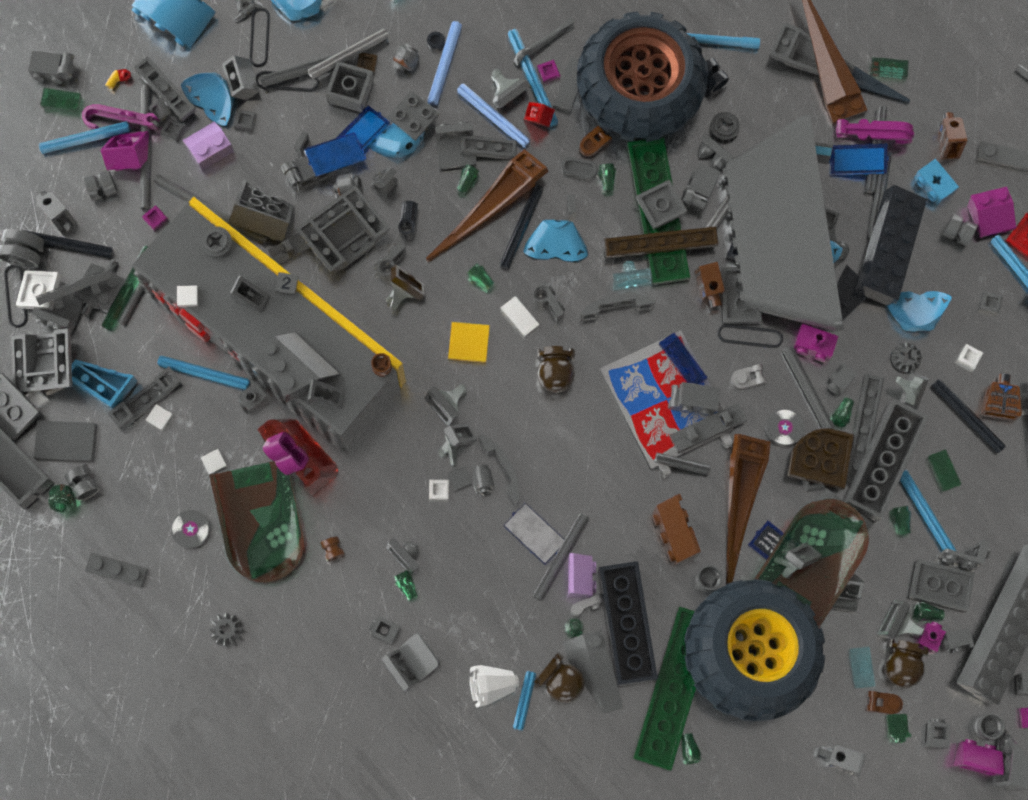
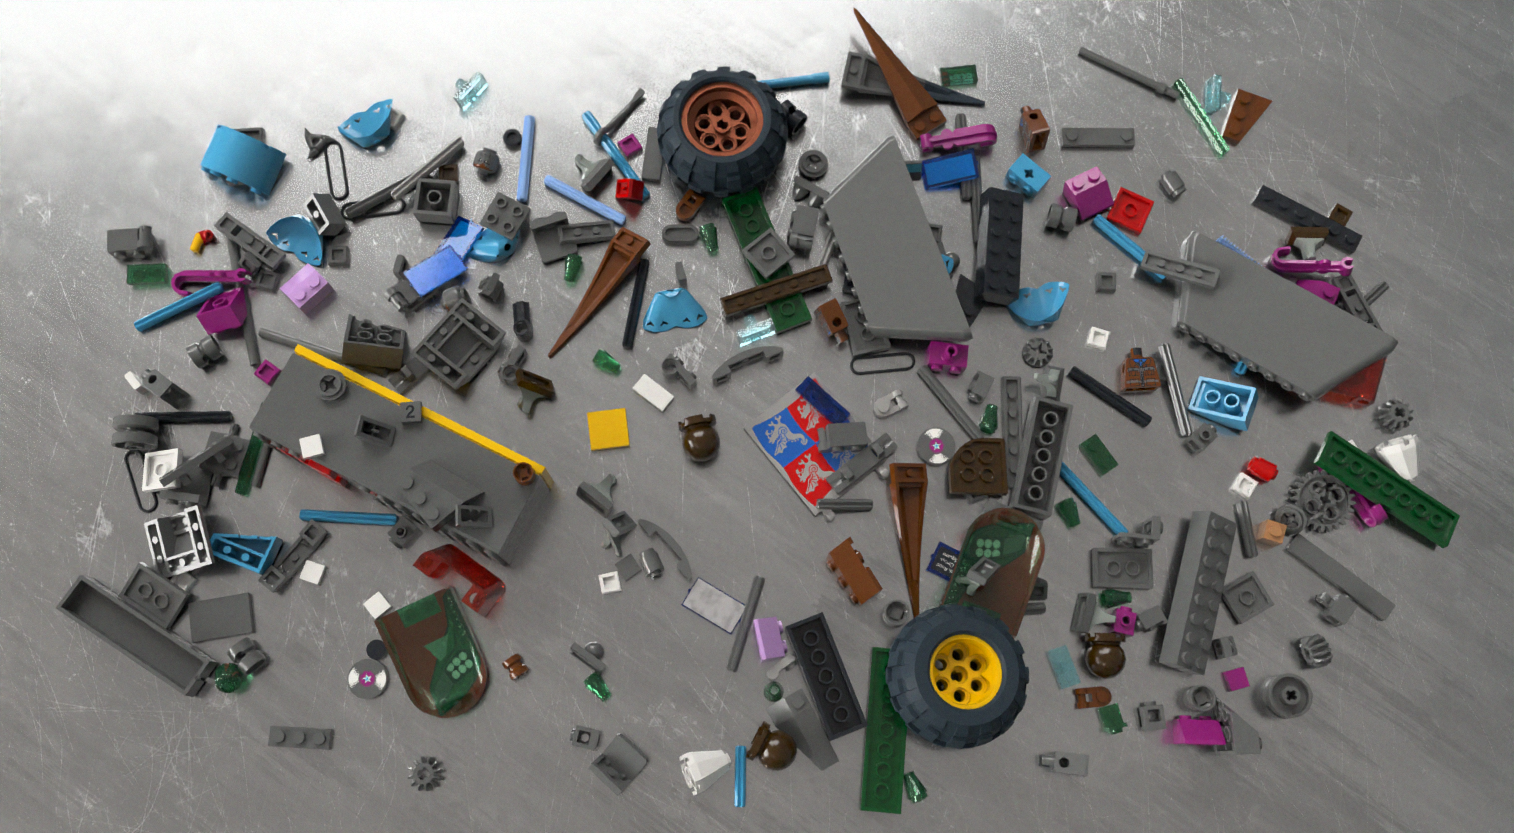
camera: 15 degrees left, 0 degrees up
(29, 201) = (135, 382): none -> white tile
(204, 503) = (376, 649): none -> black tile
(285, 453) = (446, 583): magenta brick -> none

